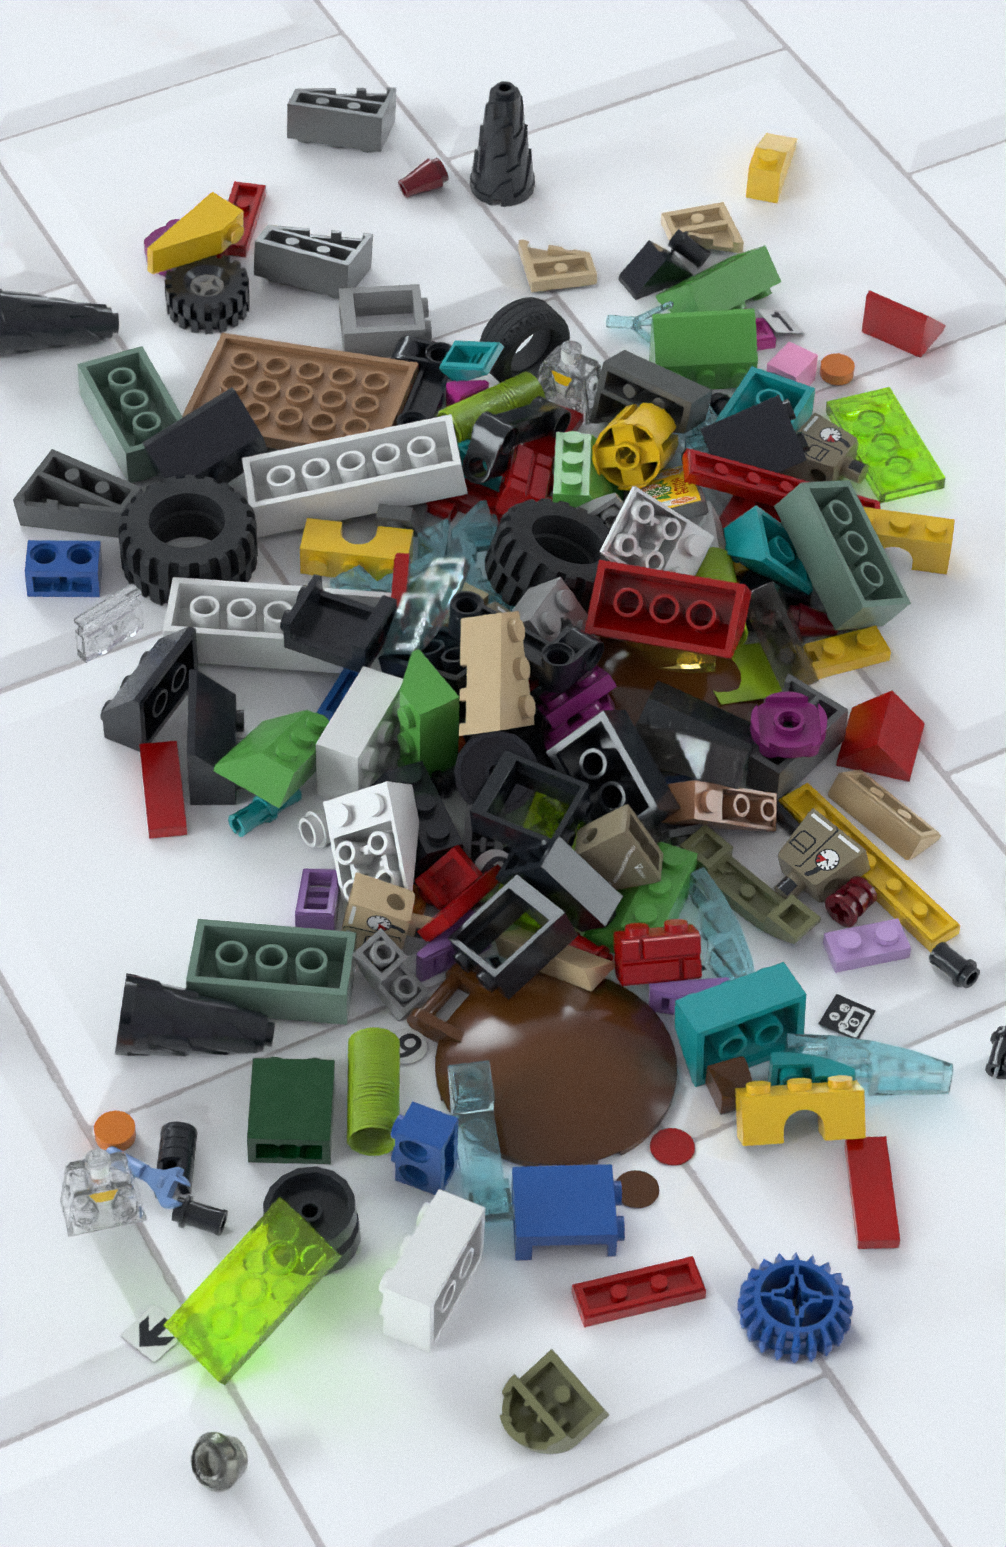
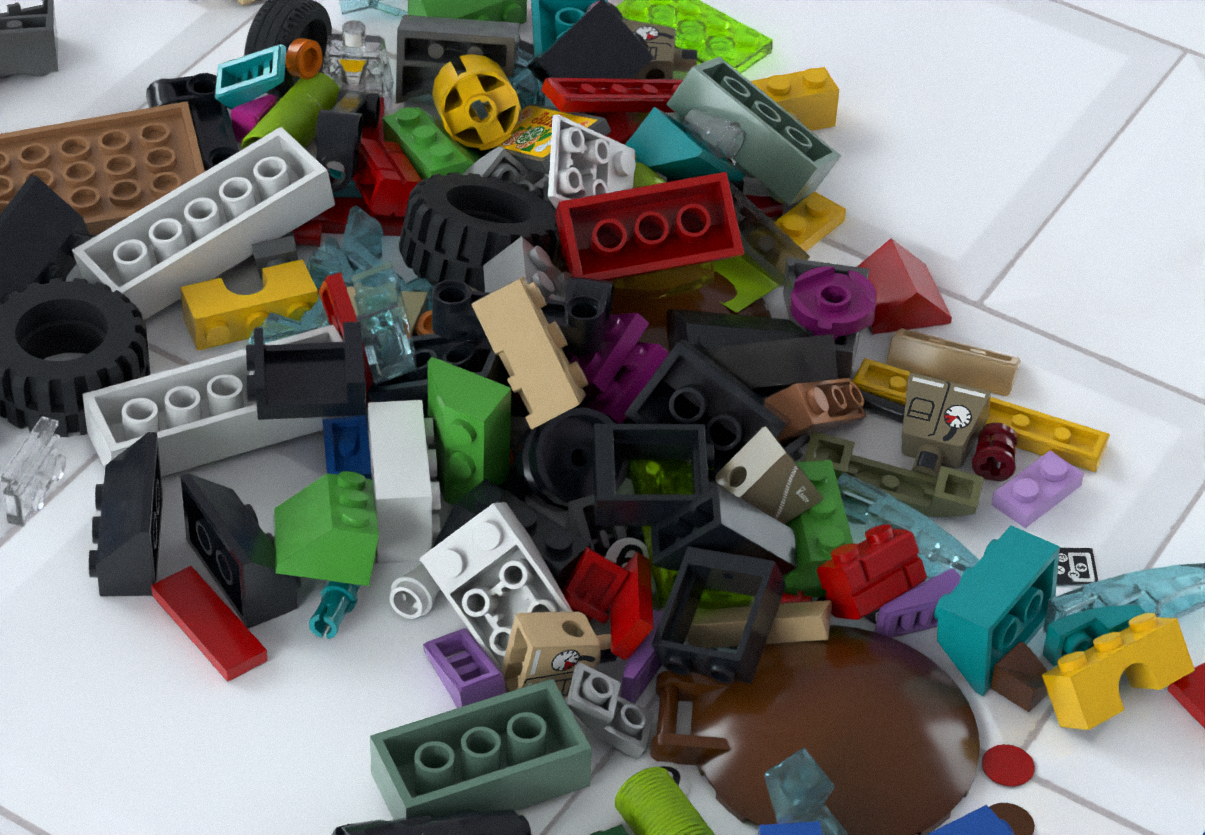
camera: 30 degrees left, 5 degrees down
(381, 300) = (78, 67): light grey window -> none
(521, 359) = (304, 58): none -> orange tile
(796, 547) = (716, 133): none -> clear cone
(961, 971) = (1135, 473): black pin -> none

